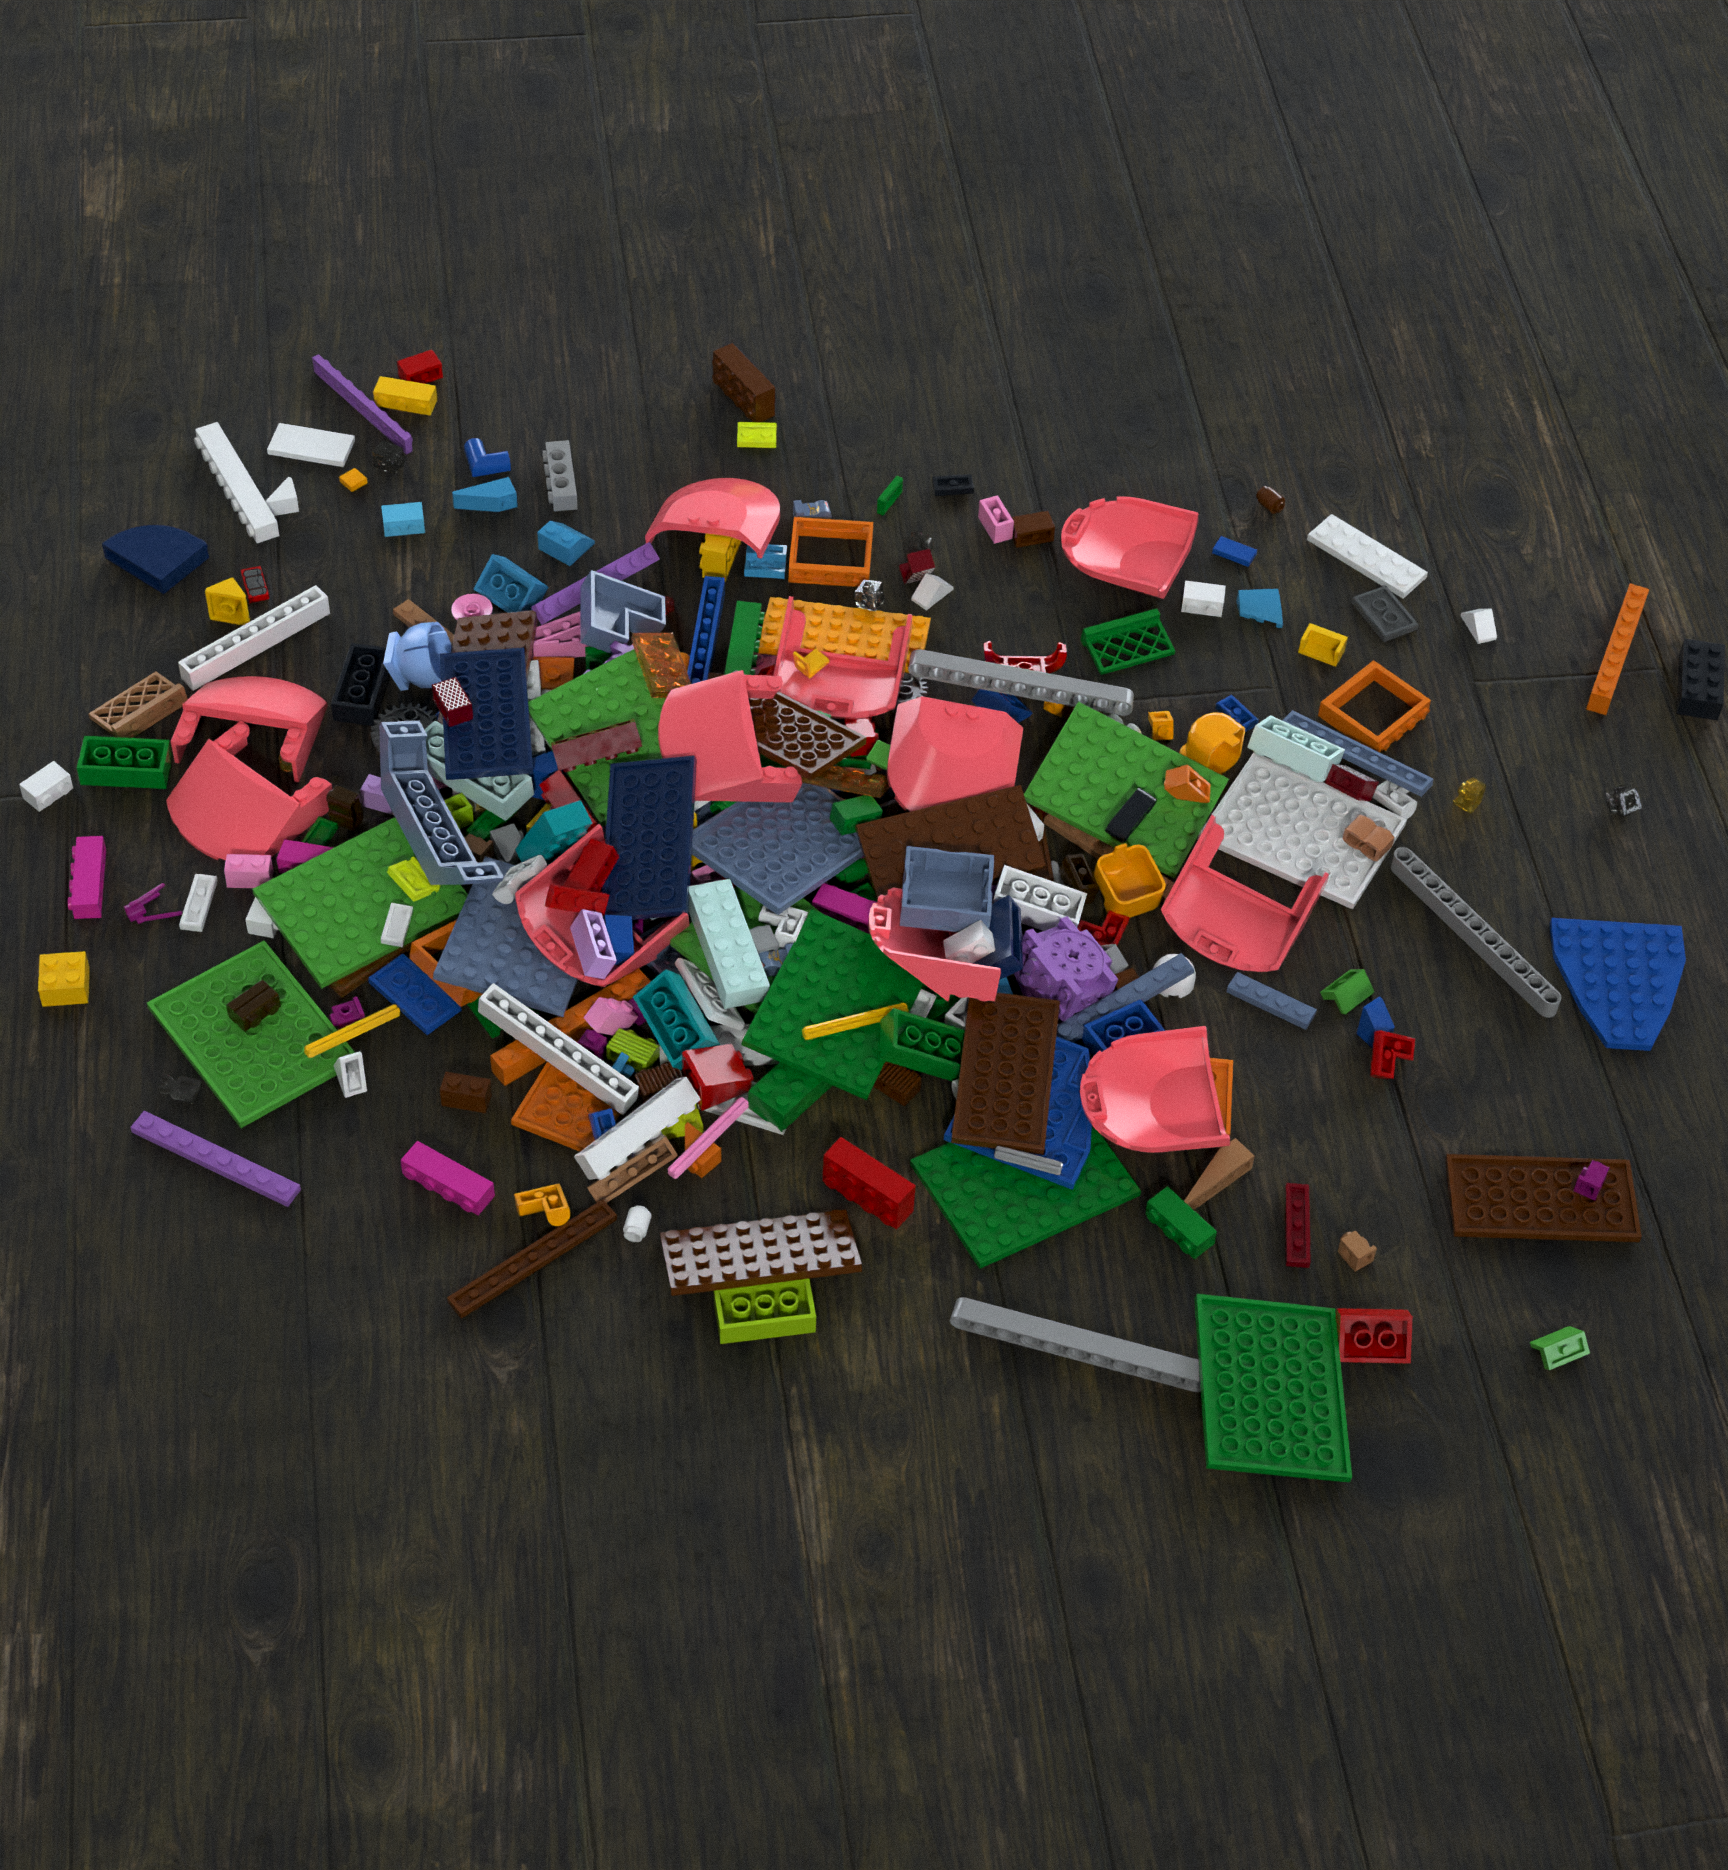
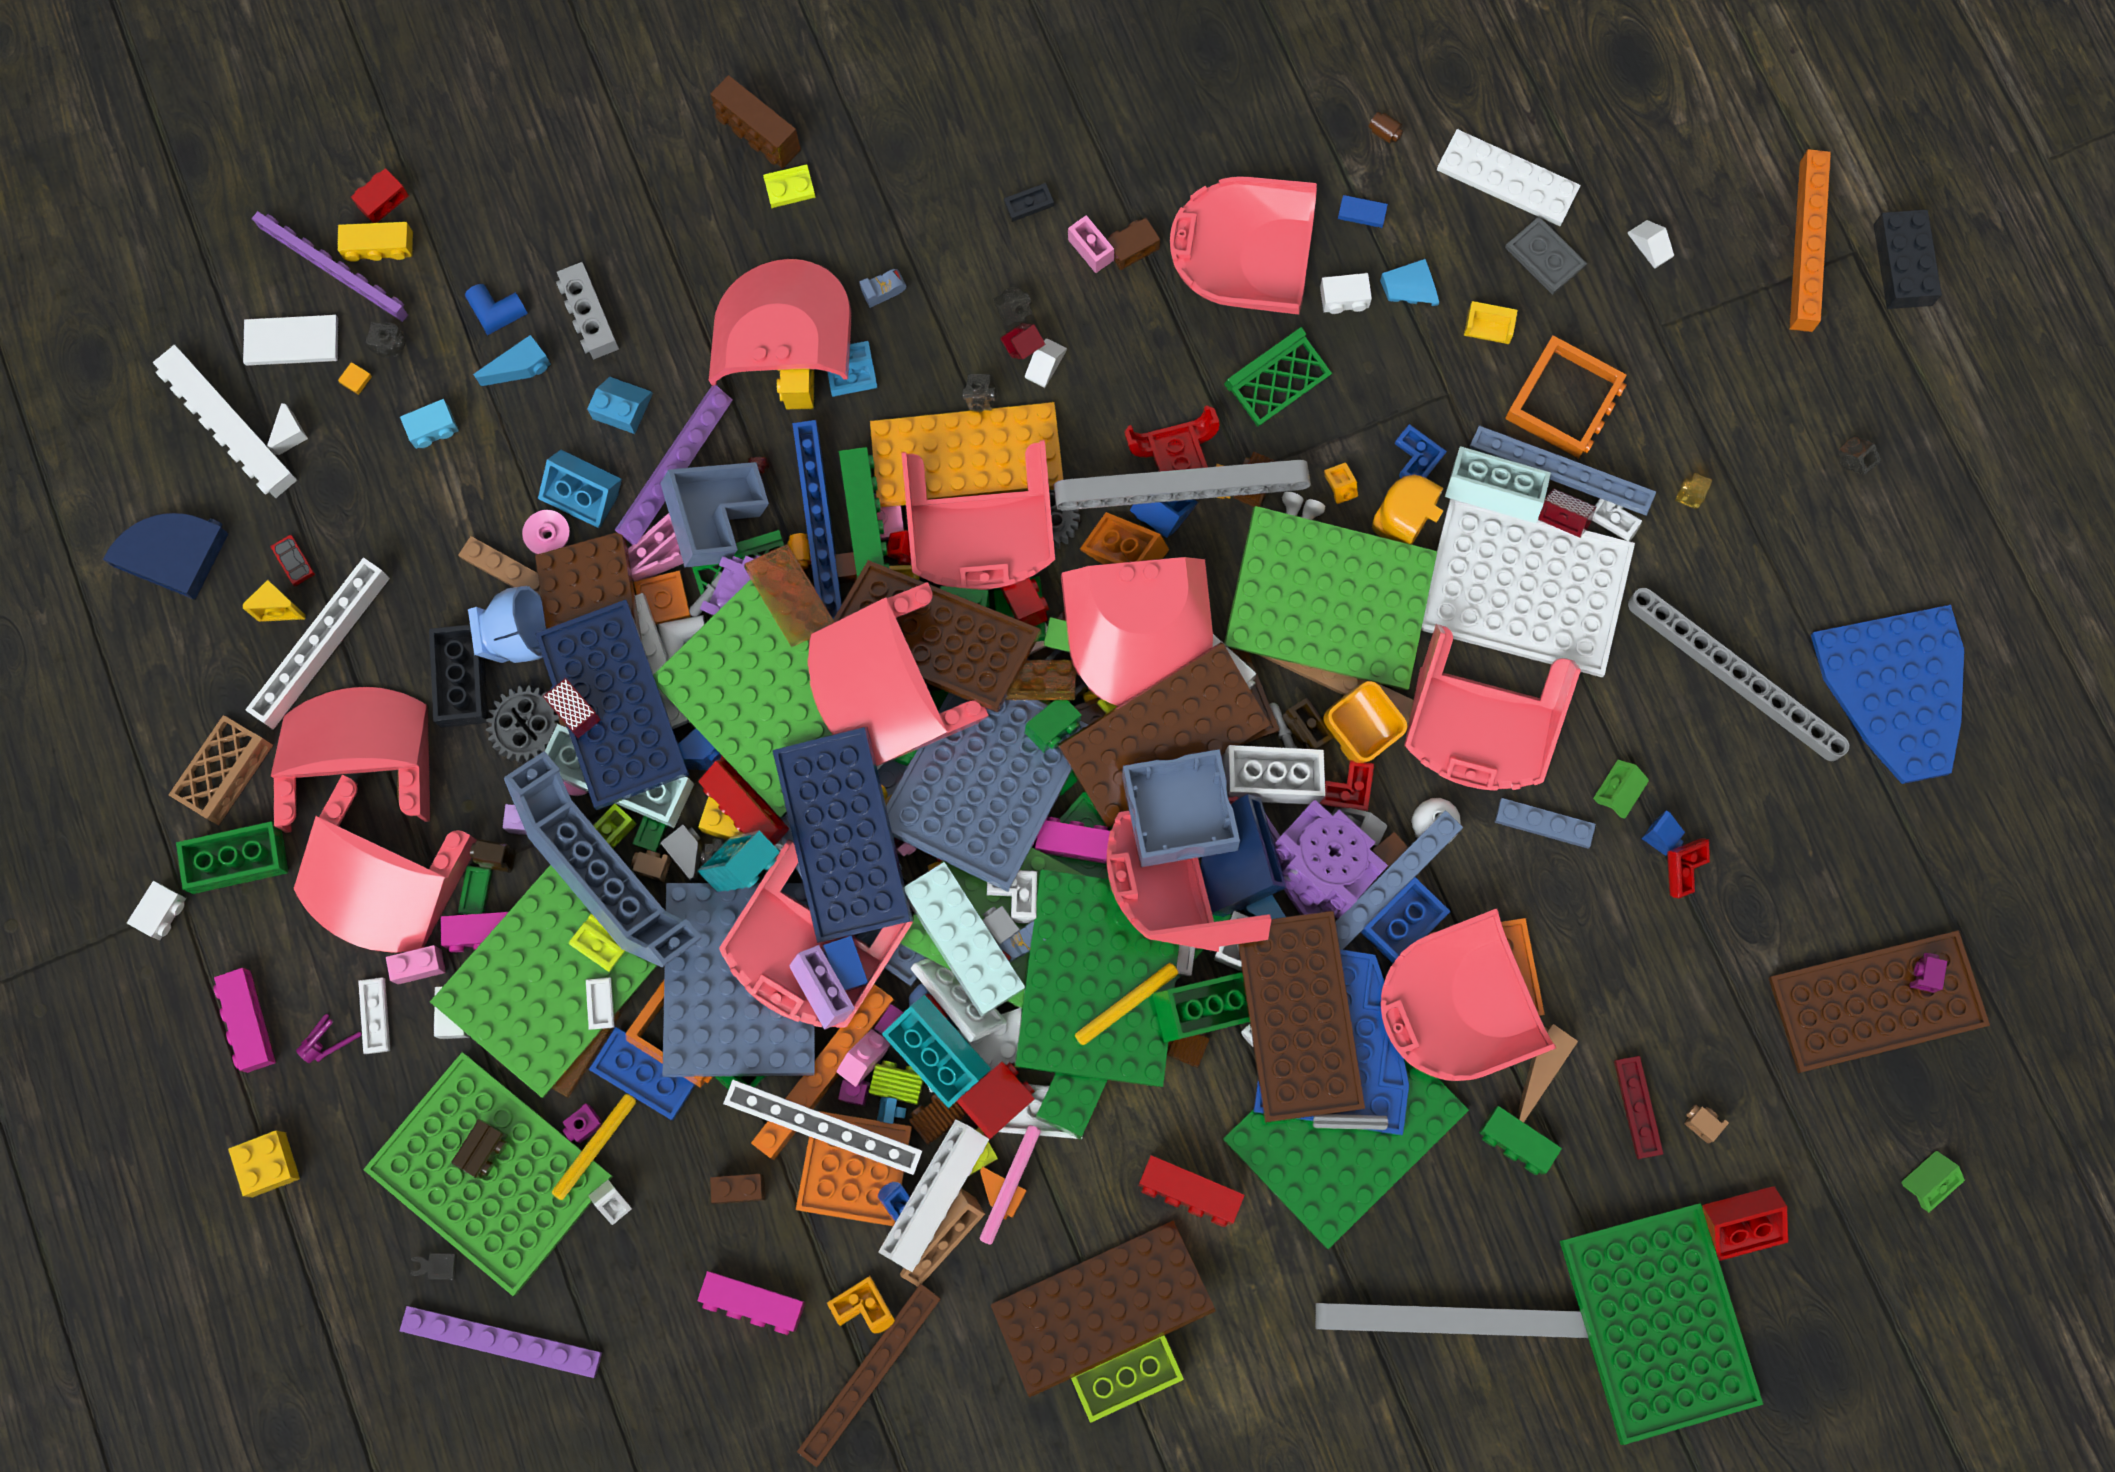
camera: 10 degrees left, 25 degrees up
(517, 877) = (711, 911): white brick -> none
(576, 899) = (789, 944): red plate -> none
(593, 866) = (790, 898): red brick -> none
(596, 745) = (749, 729): dark red brick -> none
(636, 1223) = (964, 1301): white brick -> none
(811, 663) = (946, 519): yellow bracket -> none
(830, 573) = (926, 372): orange window -> none
(889, 495) = (963, 238): green tile -> none
(970, 943) = (1221, 872): white brick -> none
(1131, 815) = (1347, 639): black beam -> none
(1187, 784) = (1398, 582): orange slope -> none
(1368, 837) = (1602, 586): nougat brick -> none

